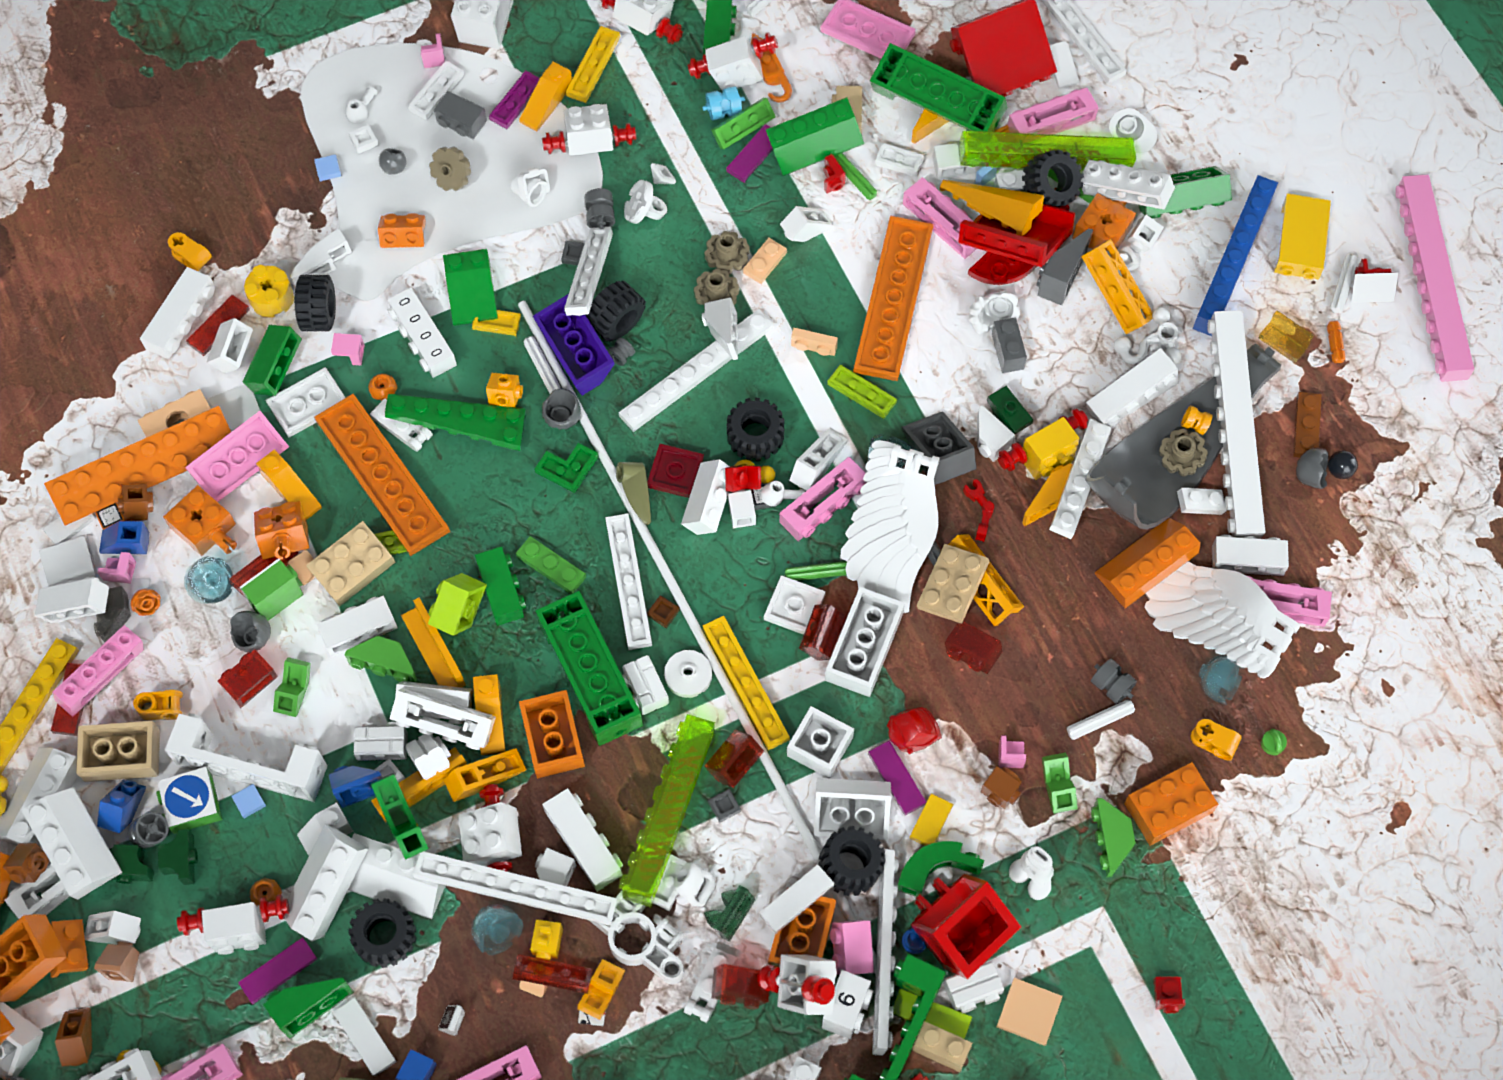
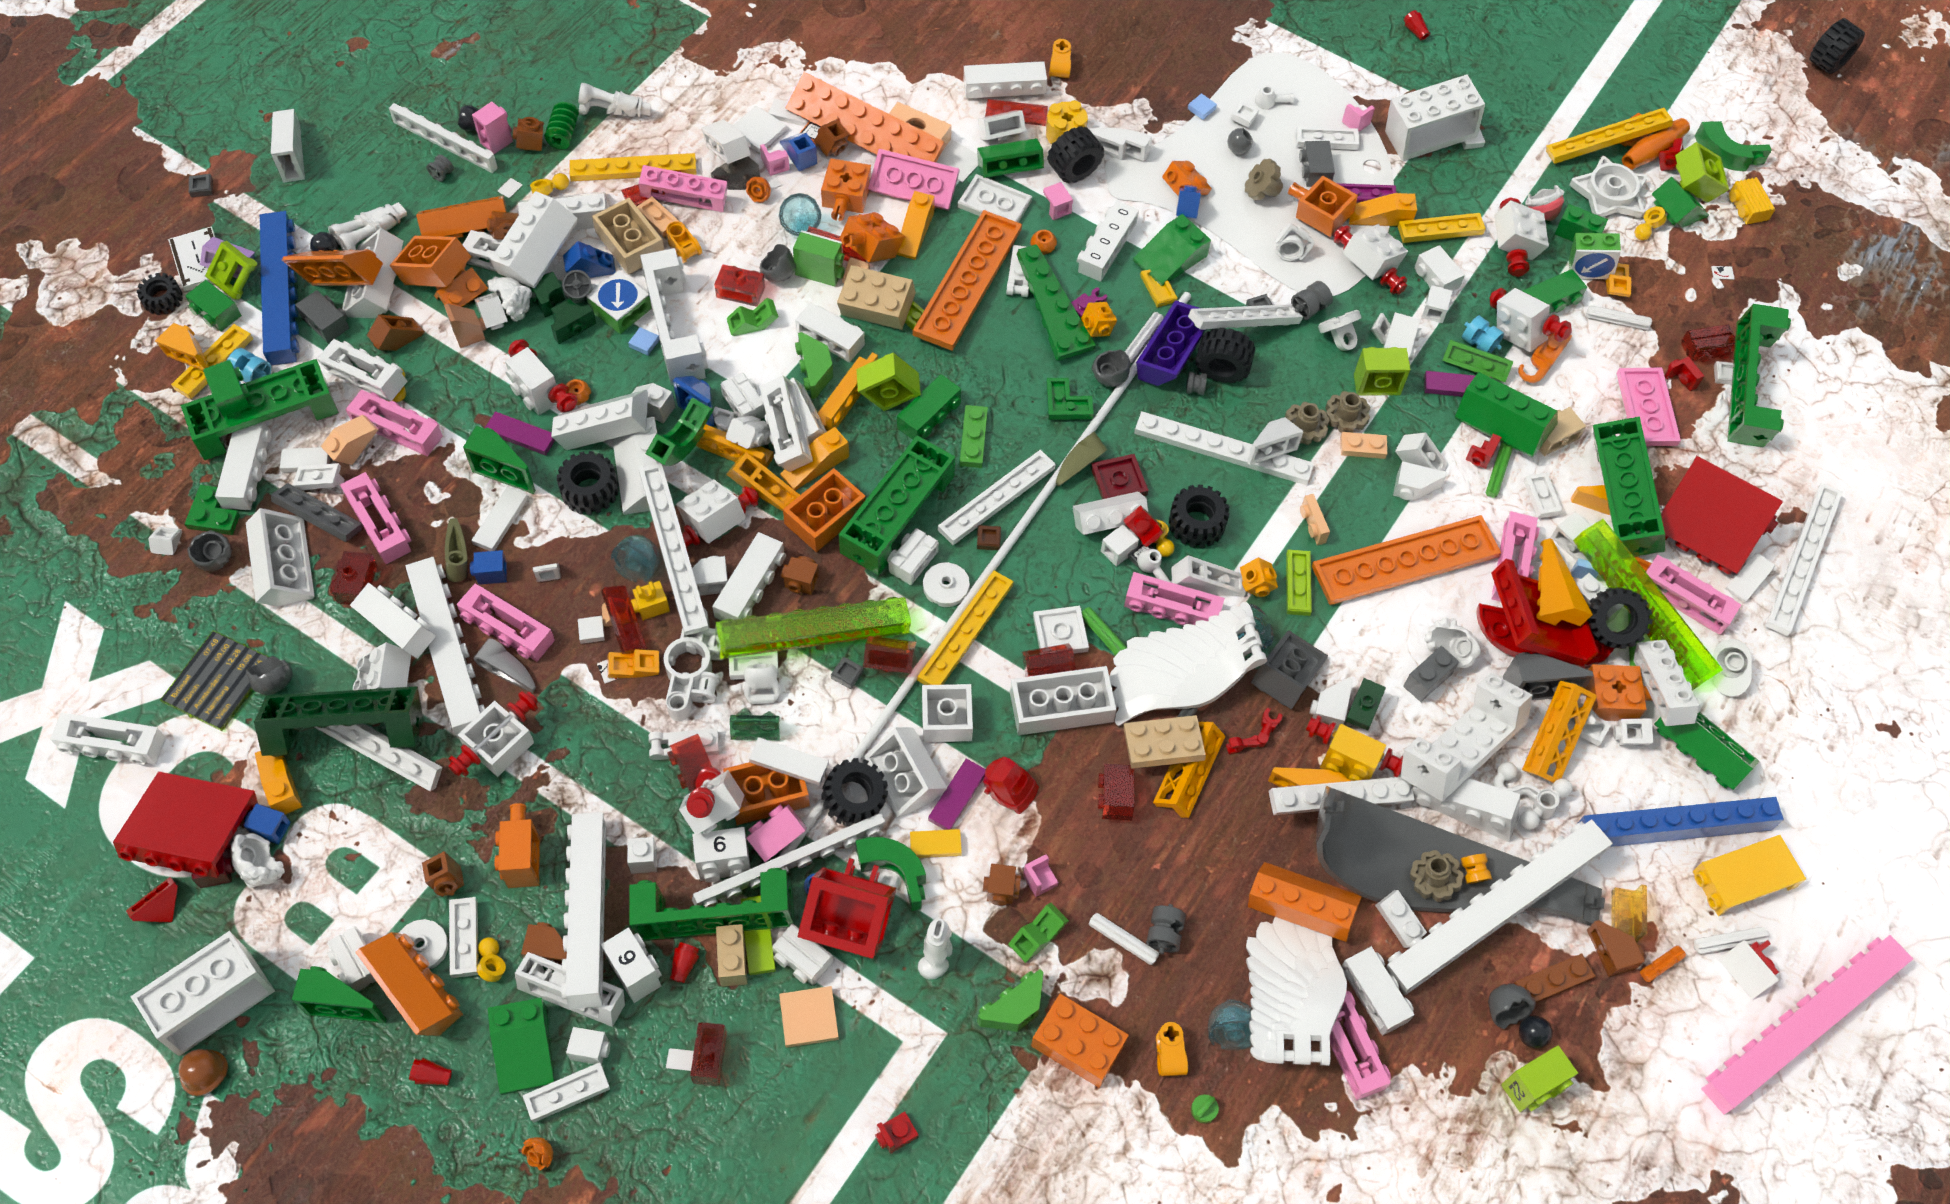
camera: 55 degrees right, 5 degrees down
(110, 711) = (656, 215): none -> light nougat plate
(116, 896) = (513, 294): none -> white hair
(430, 242) = (1188, 201): none -> blue brick
(476, 390) = (1082, 301): none -> magenta plate
(510, 138) = (1324, 205): none -> orange brick
(540, 1010) = (591, 629): none -> white tile
(603, 792) = (800, 575): none -> dark orange brick
(637, 94) = (1439, 269): none -> white brick
(668, 117) = (1436, 304): none -> white brick
(686, 166) = (1403, 333): none -> white brick
(710, 200) = (1381, 371): none -> lime brick
(826, 244) = (1417, 481): none -> white slope
(844, 419) = (1258, 577): none -> light orange brick
(1087, 354) = (1464, 747): none -> white plate
(1309, 366) = (1615, 948): none -> dark orange slope
(1384, 485) = (1540, 1080): none -> lime brick

